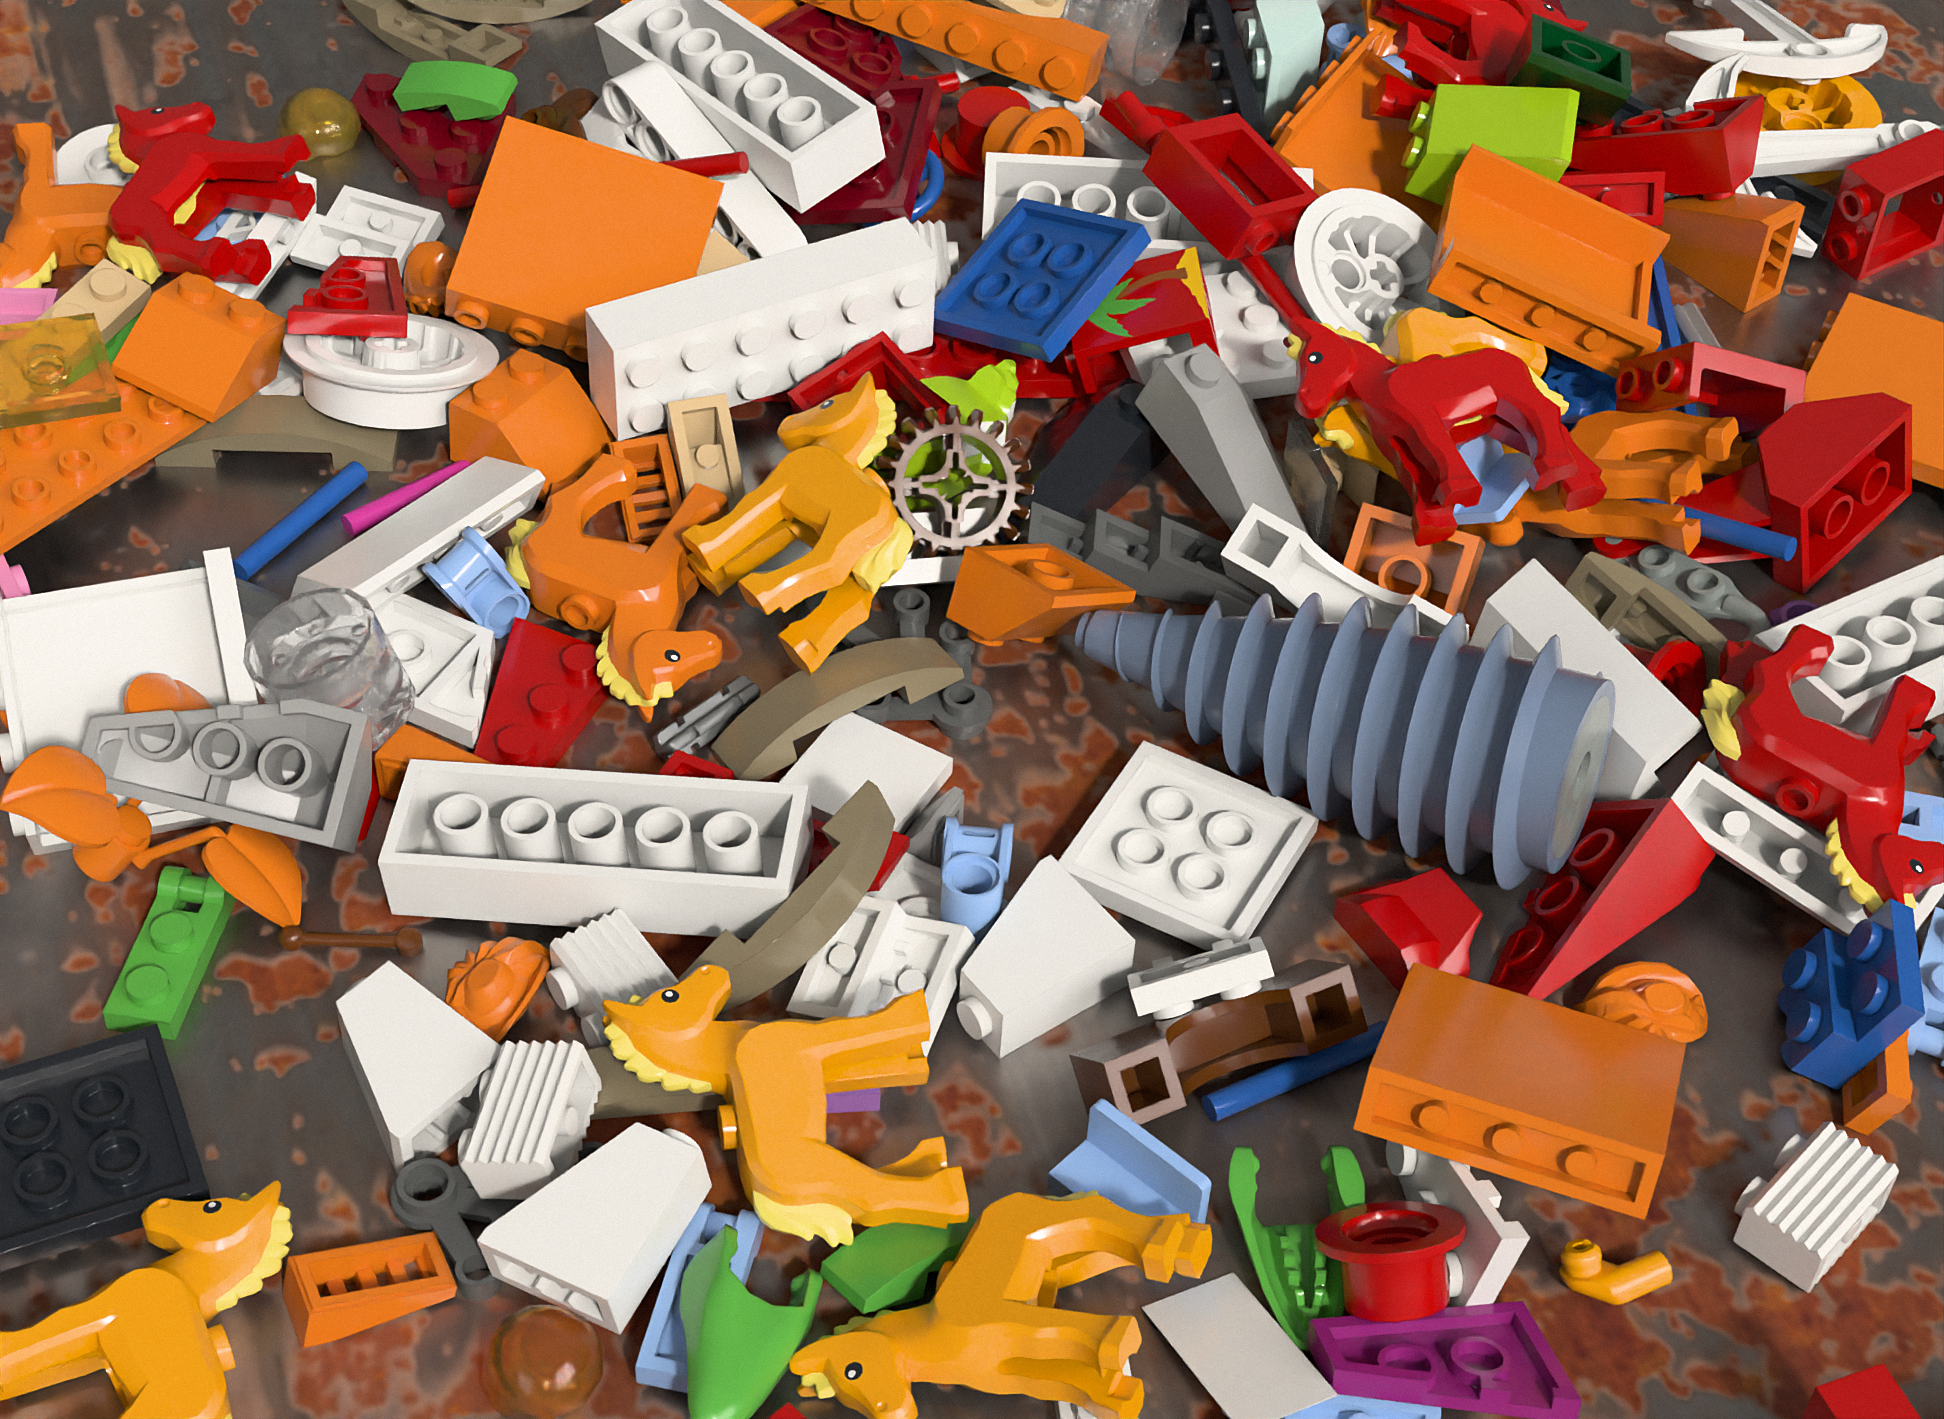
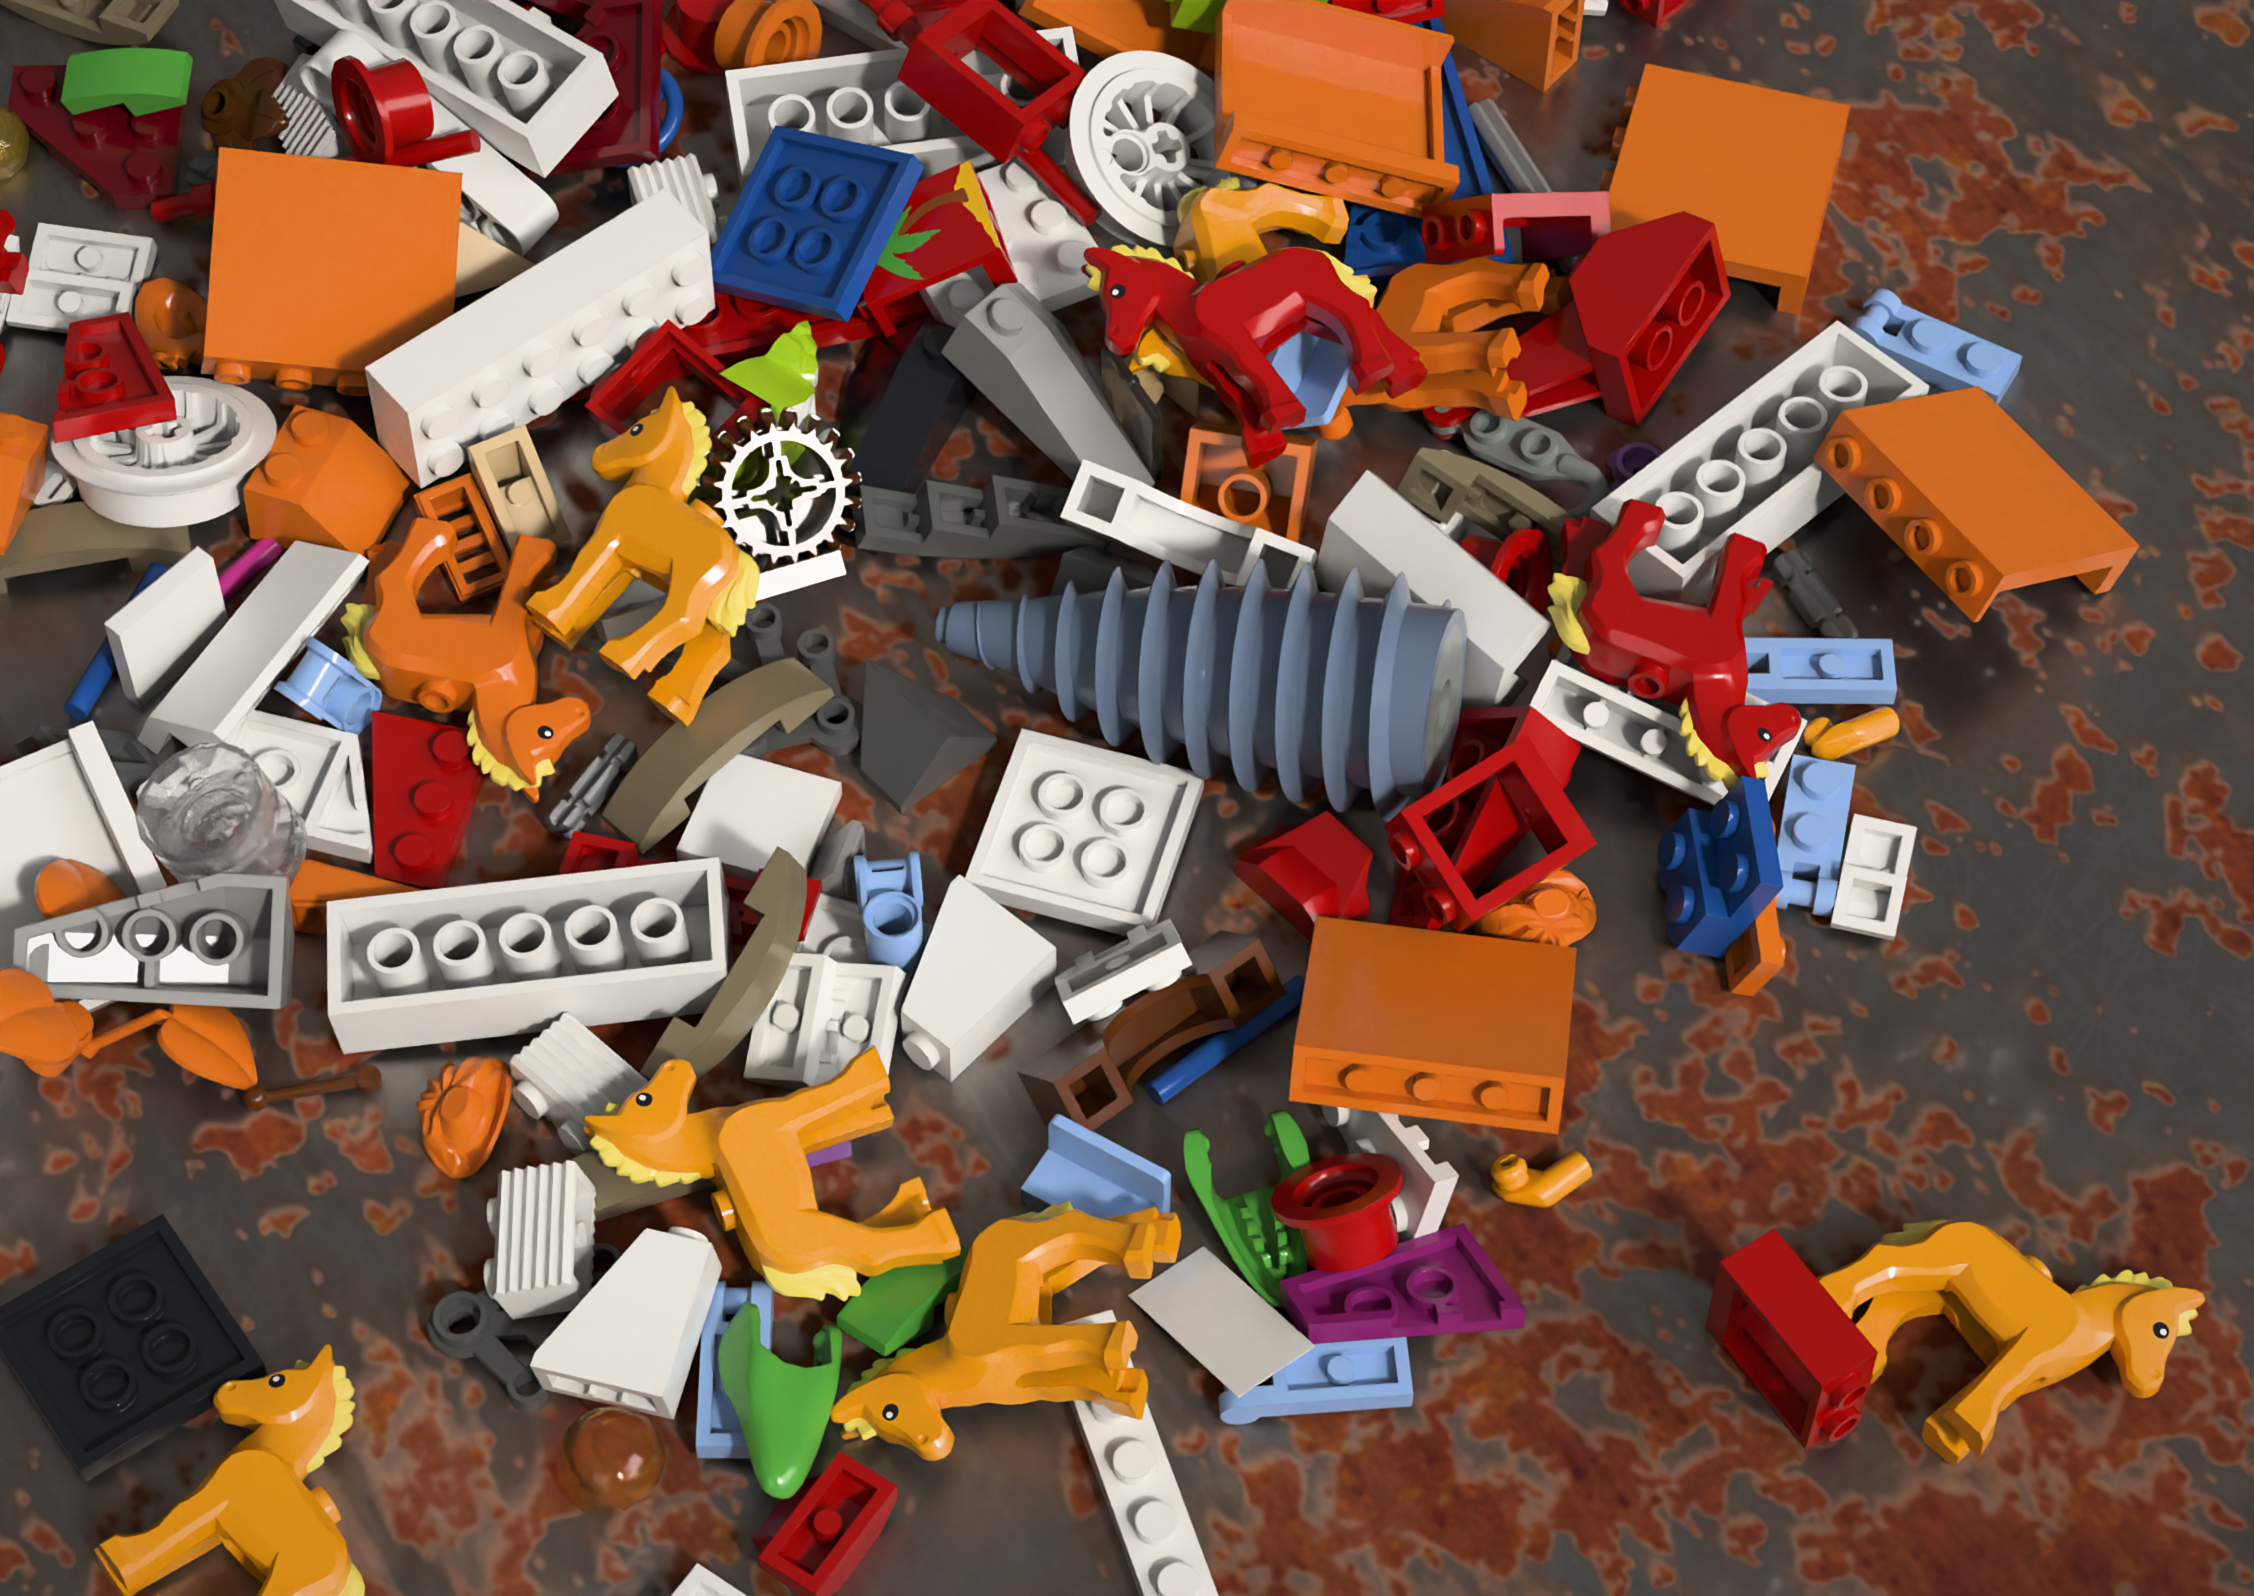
camera: 10 degrees left, 10 degrees up
(169, 954) = (145, 1139): bright green plate -> none
(339, 499) = (166, 626): none -> white tile
(341, 1313) = (402, 1453): orange slope -> none
(413, 1063) = (413, 1202): white slope -> none
(665, 115) = (380, 107): none -> red piece
(1028, 593) = (880, 591): orange slope -> none
(1034, 732) = (914, 737): none -> dark grey slope
(1665, 885) = (1539, 802): none -> red window
(1739, 533) = (1566, 390): blue bar -> none
(1813, 1204) = (1709, 1078): white brick -> none

